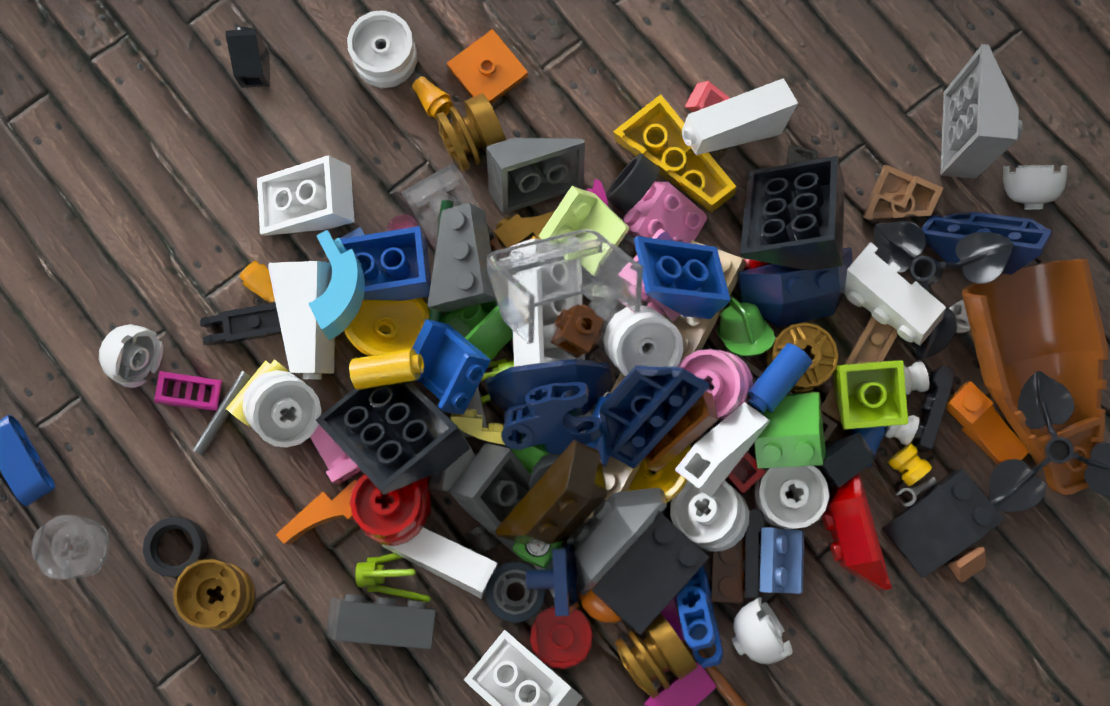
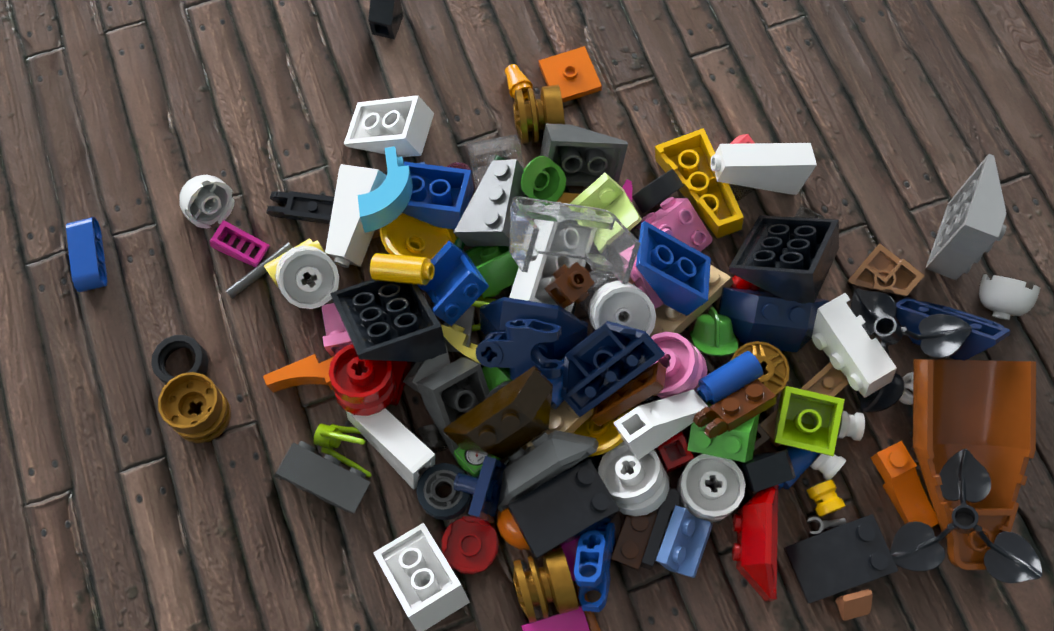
camera: 20 degrees right, 10 degrees down
(52, 549) = (97, 333): clear brick -> none
(258, 280) = (327, 176): light orange cone -> none
(382, 49) = (491, 34): white wheel -> none
(505, 216) = (543, 179): none -> bright green piece
(760, 634) = (644, 599): white cylinder -> none
(796, 410) = (735, 409): none -> reddish brown hinge
(933, 407) = (861, 456): black hinge -> none

